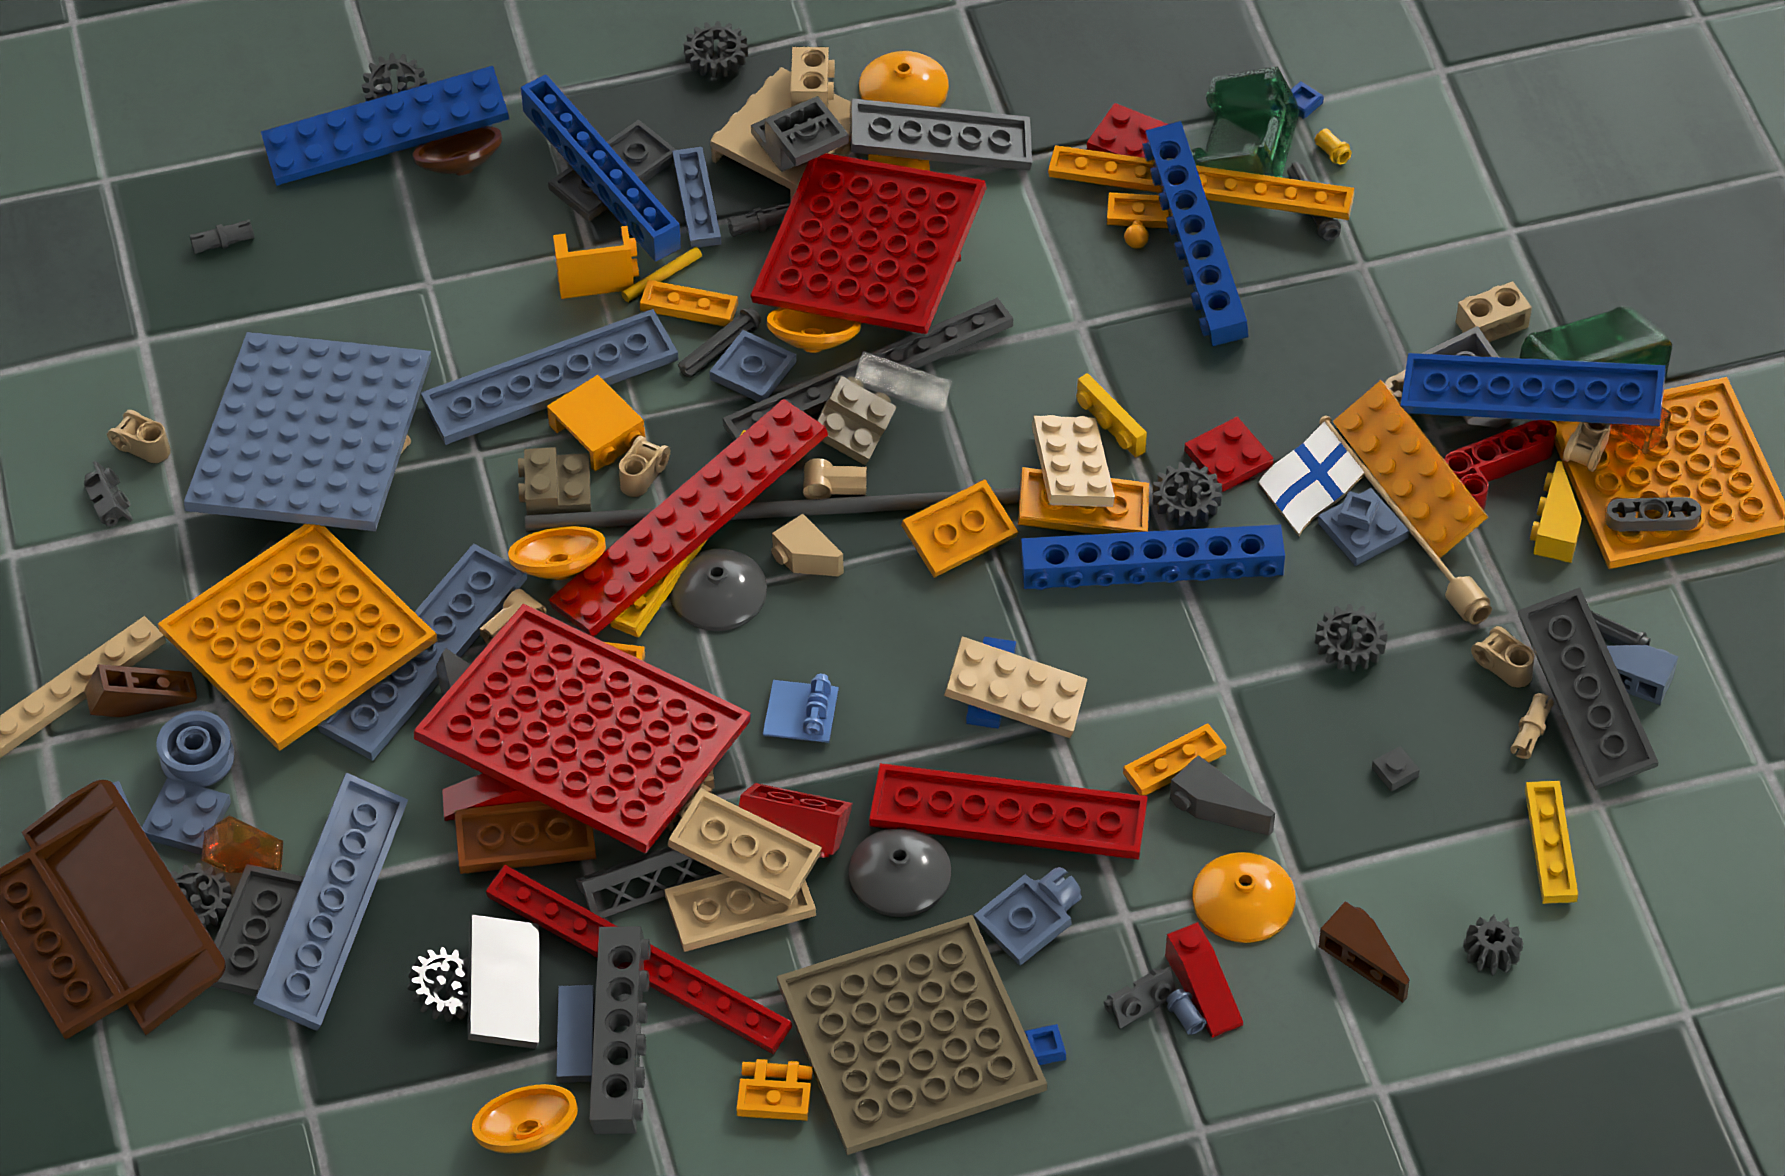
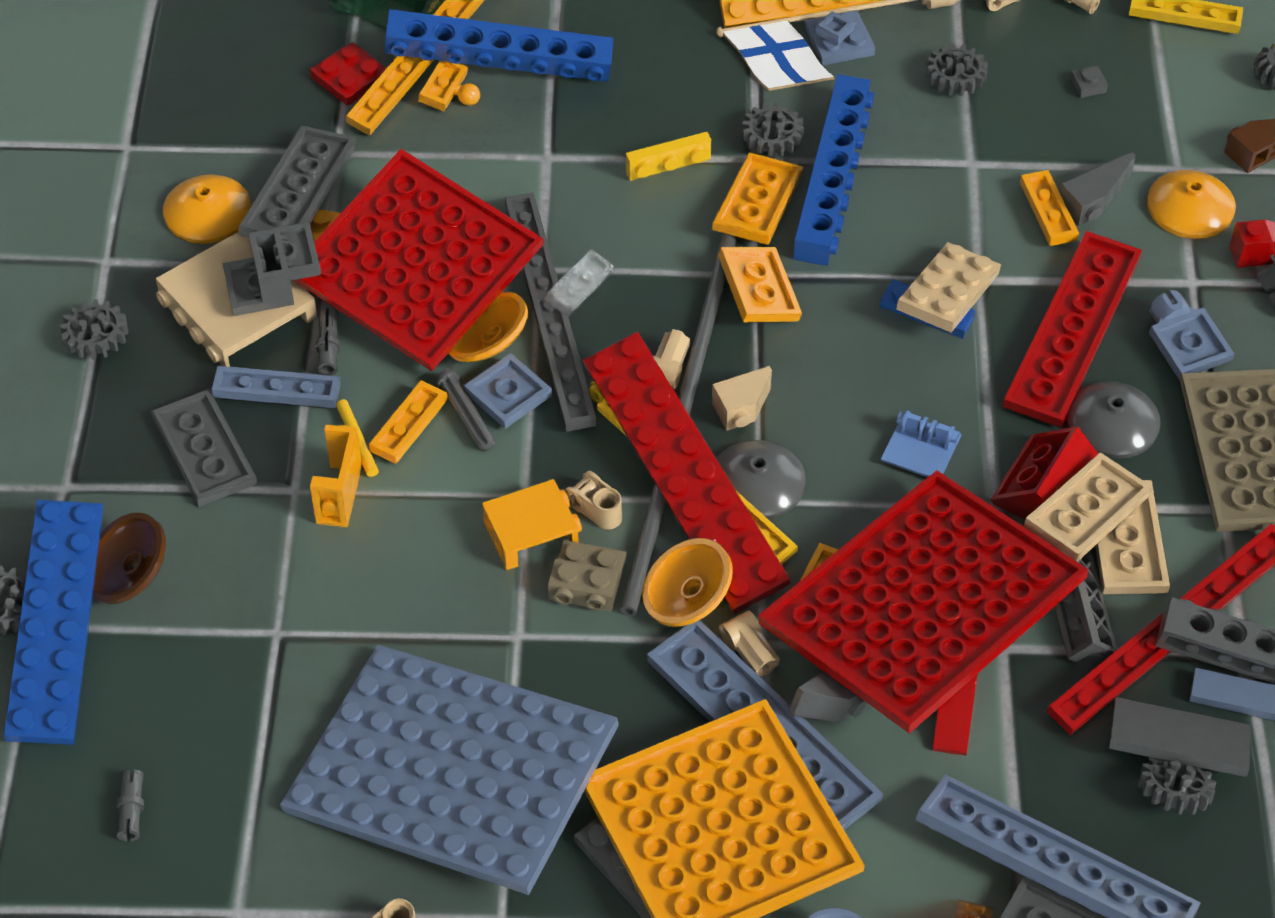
camera: 75 degrees left, 0 degrees up
(519, 837) = (1012, 695): dark orange plate -> none
(548, 374) = (453, 554): sand blue plate -> none
(601, 168) = (214, 442): blue brick -> none
(811, 74) = (194, 253): tan brick -> none
(855, 418) = (603, 323): dark tan plate -> none
(1073, 461) = (717, 188): tan plate -> none
(1230, 453) = (731, 96): red plate -> none

